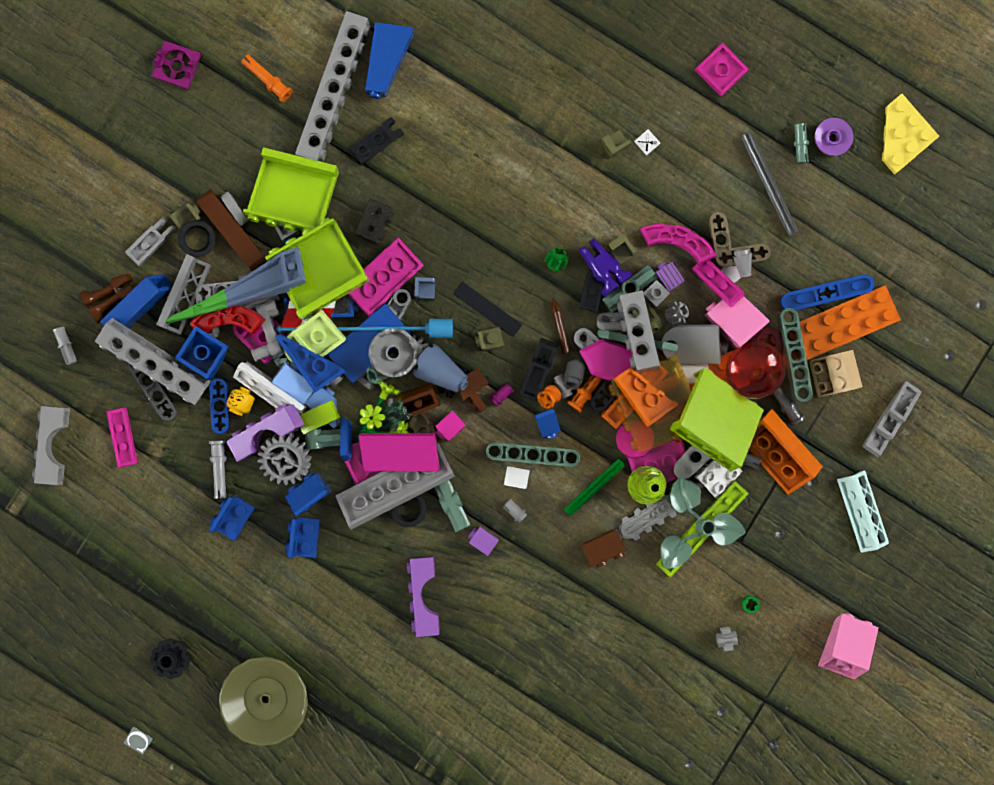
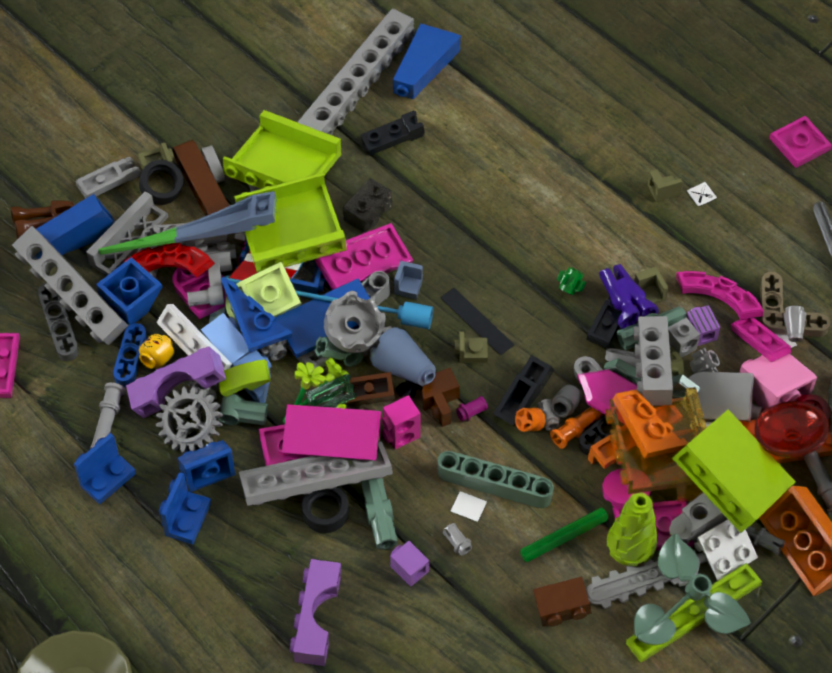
camera: 15 degrees right, 30 degrees down
(167, 48) = (205, 34): magenta piece -> none
(273, 83) = (292, 60): orange pin -> none
(346, 440) = (270, 414): blue tile -> none
(548, 424) = (521, 443): blue slope -> none
(556, 311) = (558, 337): reddish brown piece -> none

